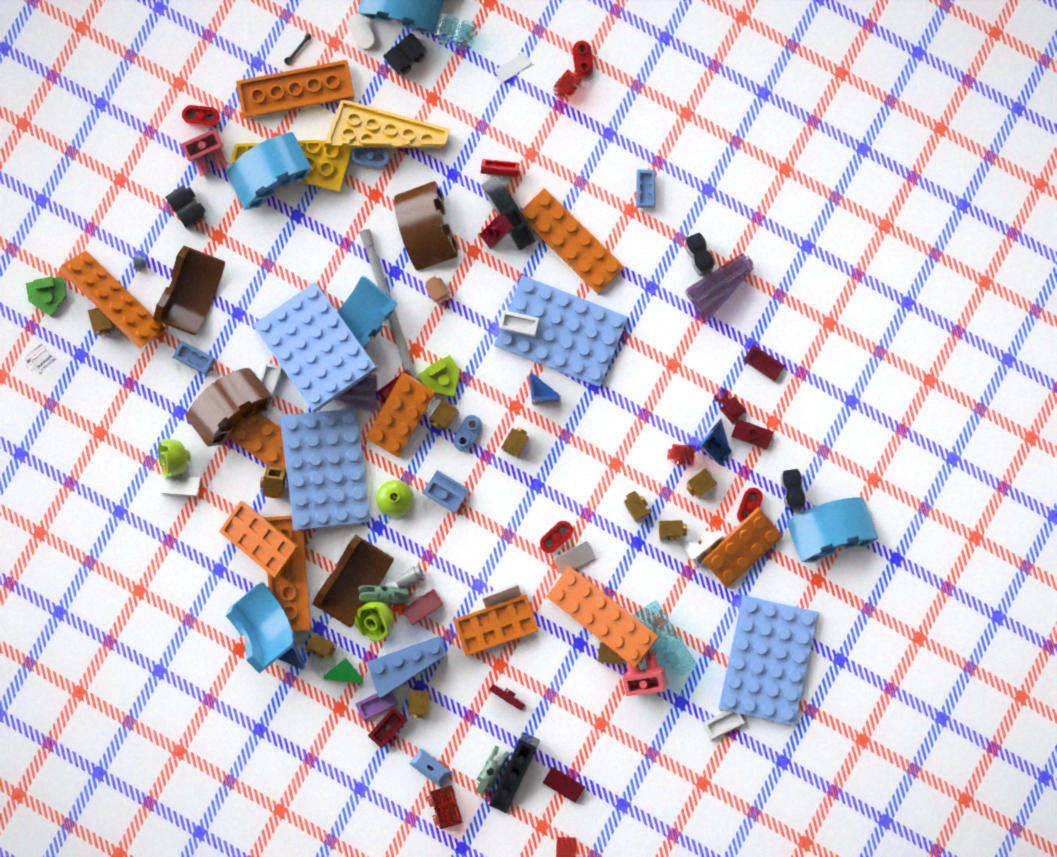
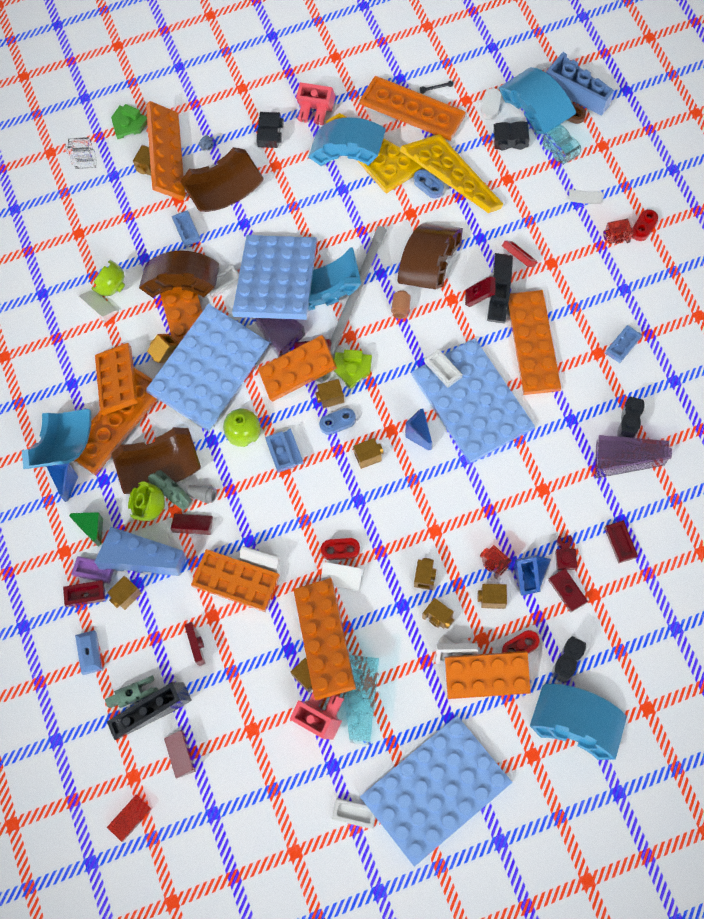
camera: 45 degrees right, 15 degrees down
(201, 115) = (333, 81): red plate -> none
(321, 646) = (90, 491): pearl gold brick -> none
(445, 807) = (71, 693): clear red brick -> none

